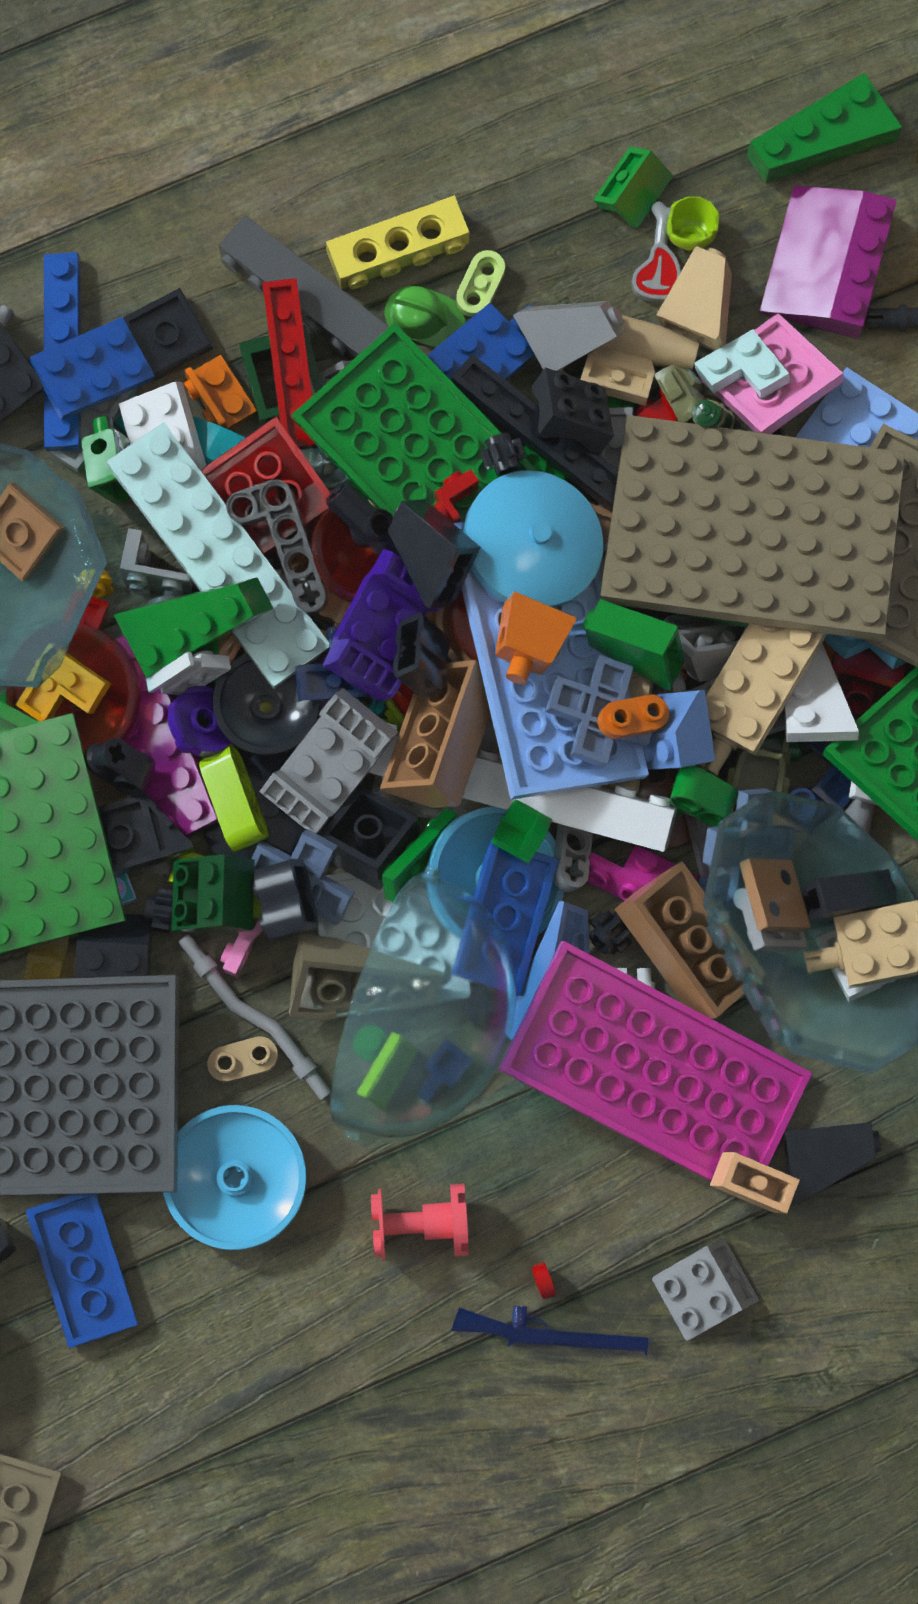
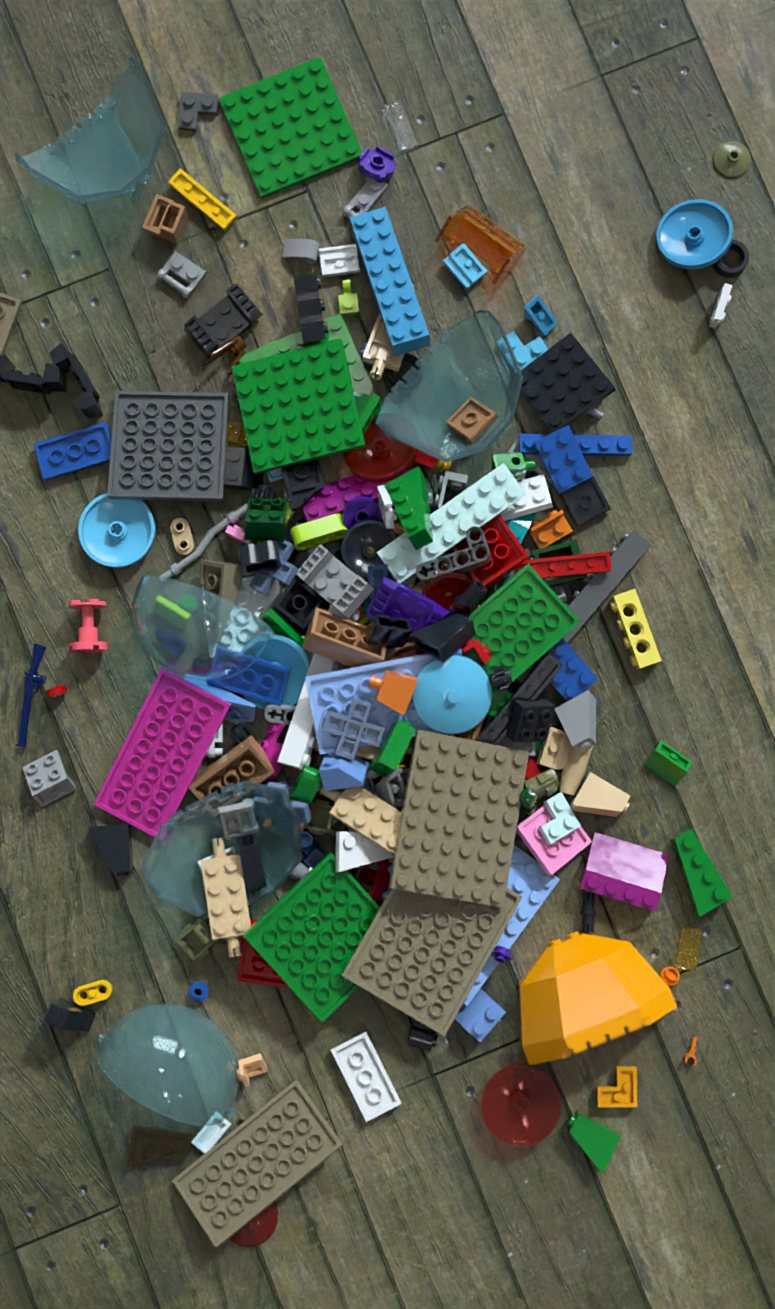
camera: 95 degrees right, 5 degrees up
(71, 682) = (384, 445): light orange plate -> none
(120, 765) = (337, 472): black piece -> none
(423, 314) = (594, 643): bright green piece -> none
(480, 285) = (611, 675): yellowish green plate -> none
(521, 830) = (292, 684): green panel -> none
(635, 715) = (348, 746): orange plate -> none
(658, 274) = (619, 777): piece -> none
(692, 223) = (644, 795): lime hair -> none
(754, 1182) = (98, 805): light nougat brick -> none
(774, 895) = (250, 821): medium nougat tile -> none

